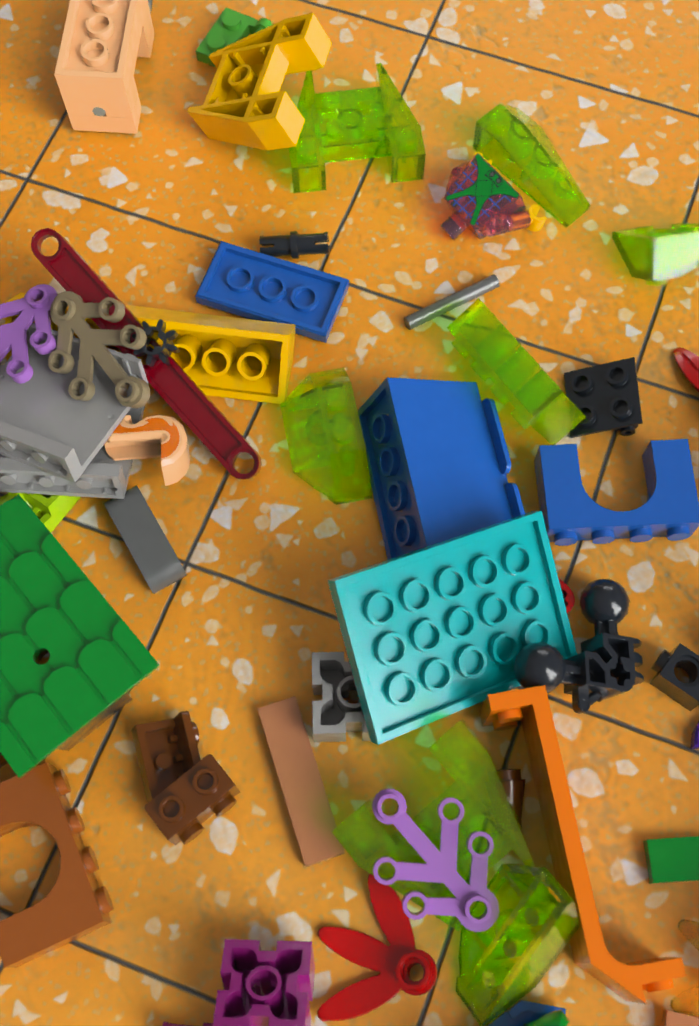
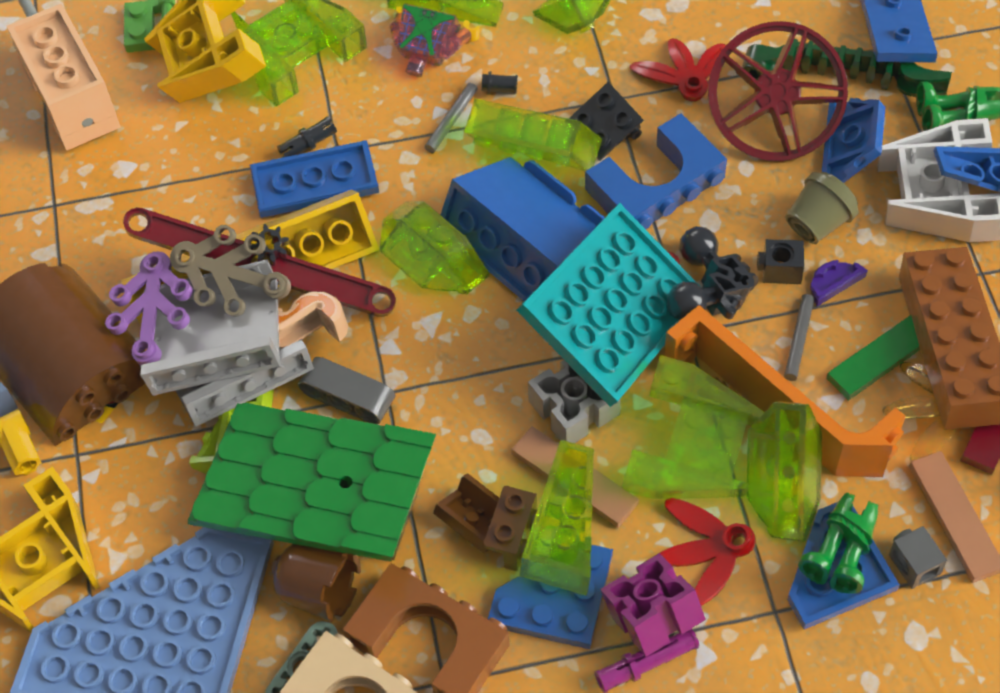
camera: 30 degrees left, 10 degrees down
(190, 905) = (554, 612): none -> blue plate
(230, 844) = (561, 532): none -> clear neon green wedge
(439, 865) = (708, 452): medium lavender plant -> none
(524, 292) = (499, 83): none -> black pin
(645, 774) = (799, 337): none -> dark grey bar

